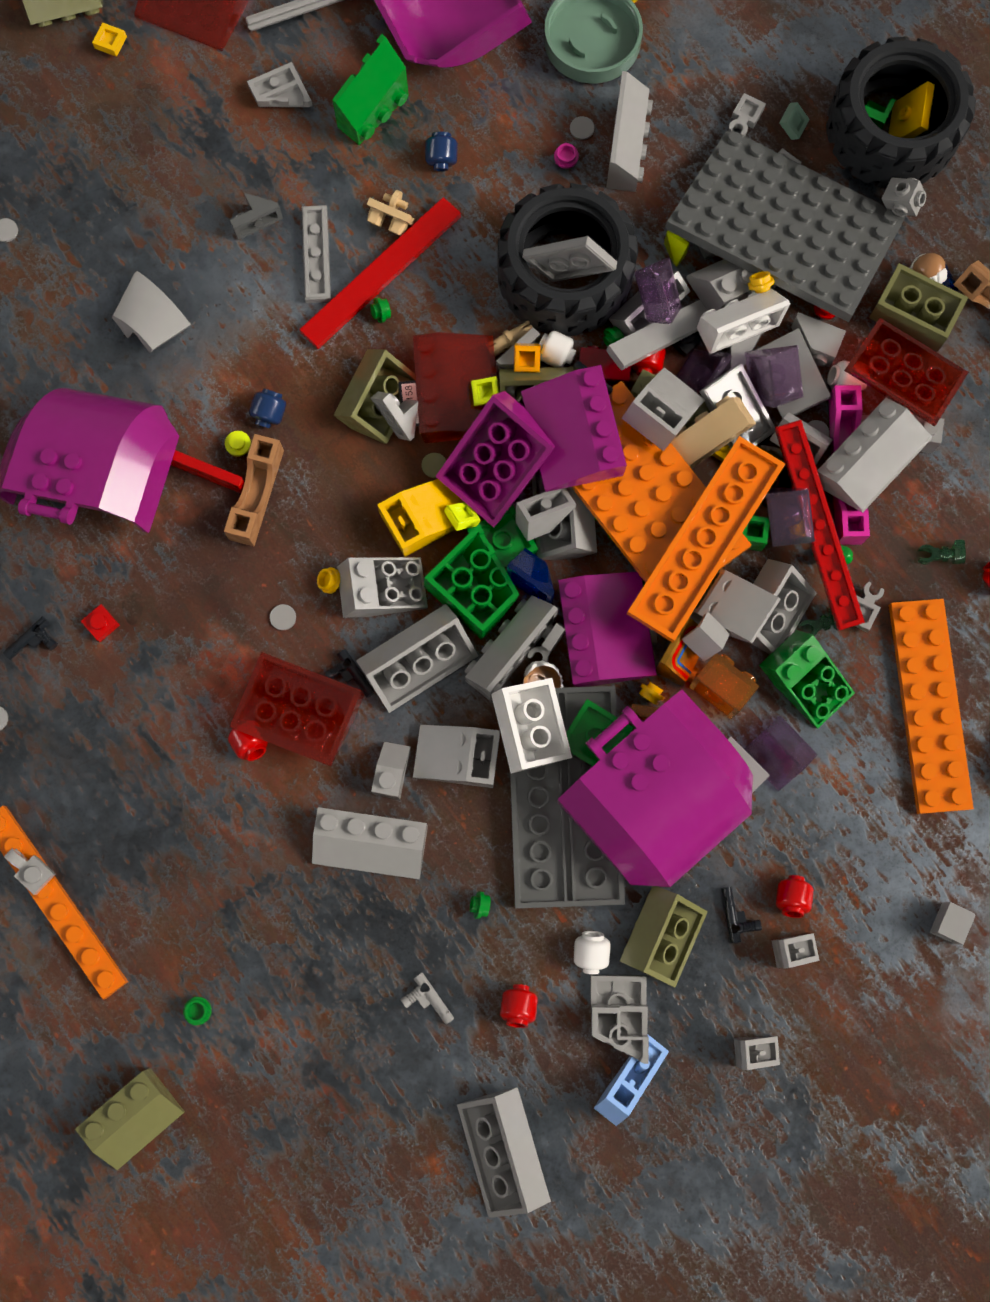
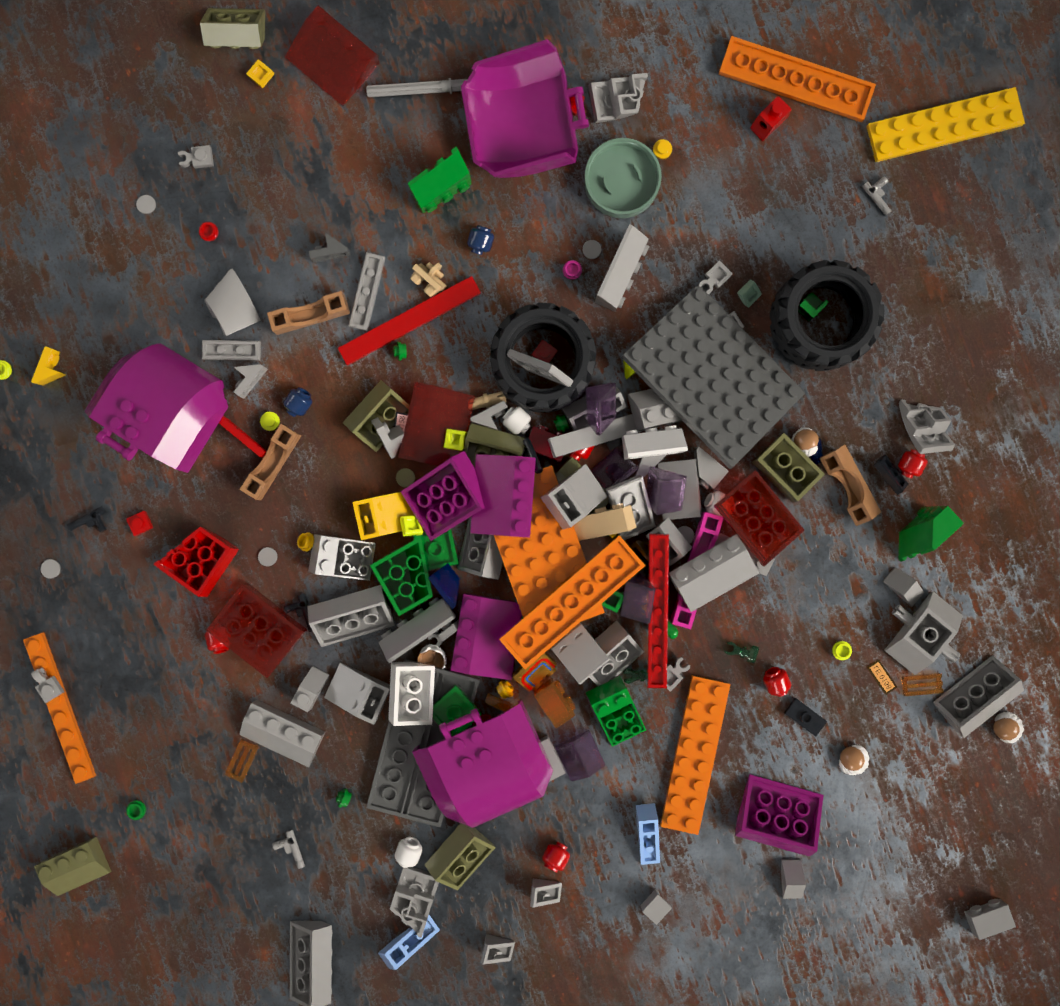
camera: 15 degrees right, 10 degrees up
(58, 155) = (199, 156): none -> light grey plate
(94, 238) = (208, 231): none -> red plate
(162, 372) = (231, 350): none -> light grey tile
(193, 643) = (198, 561): none -> red wedge
(197, 392) = (252, 376): none -> light grey slope
(229, 309) = (294, 318): none -> medium nougat arch
(280, 88) = (376, 152): light grey wing -> none
(314, 896) = (248, 745): none -> clear orange tile
(519, 1006) = (348, 873): red head -> none
(527, 357) = (492, 422): light orange slope -> none
(543, 512) = (467, 544): light grey slope -> none
(707, 637) = (551, 671): light grey panel -> none
(737, 918) = (513, 857): black hose -> none
(760, 282) = (675, 421): yellow plate -> none
(904, 196) = (807, 380): light grey brick -> none
(907, 827) = (648, 833): none -> light blue slope
(912, 112) = (835, 318): yellow plate -> none

